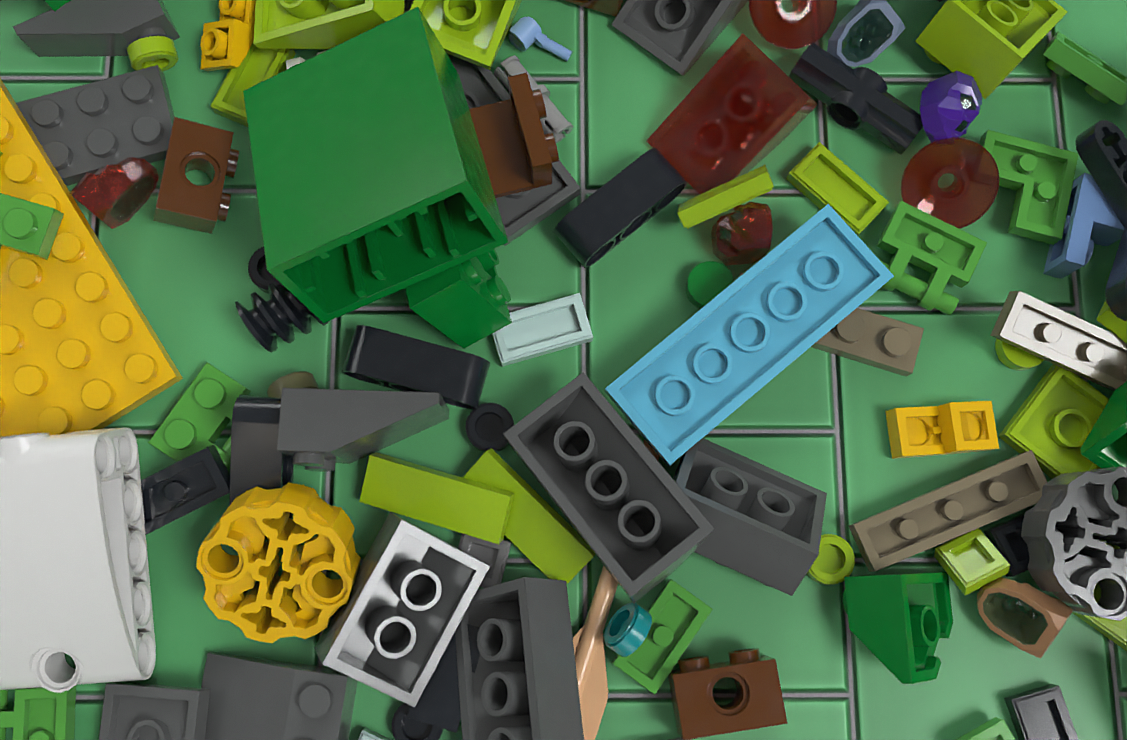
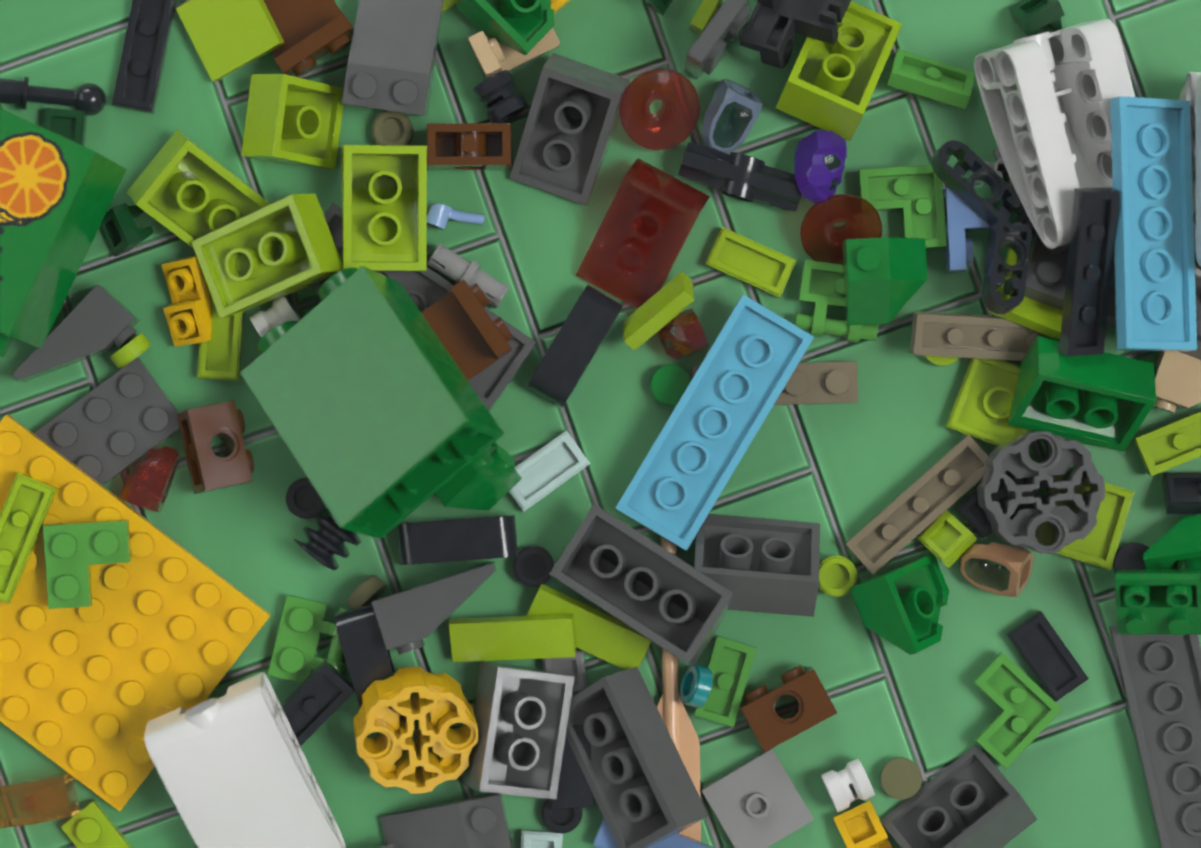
camera: 20 degrees left, 10 degrees up
(942, 429) = (896, 439): yellow slope -> none
(983, 238) = (881, 277): none -> green slope

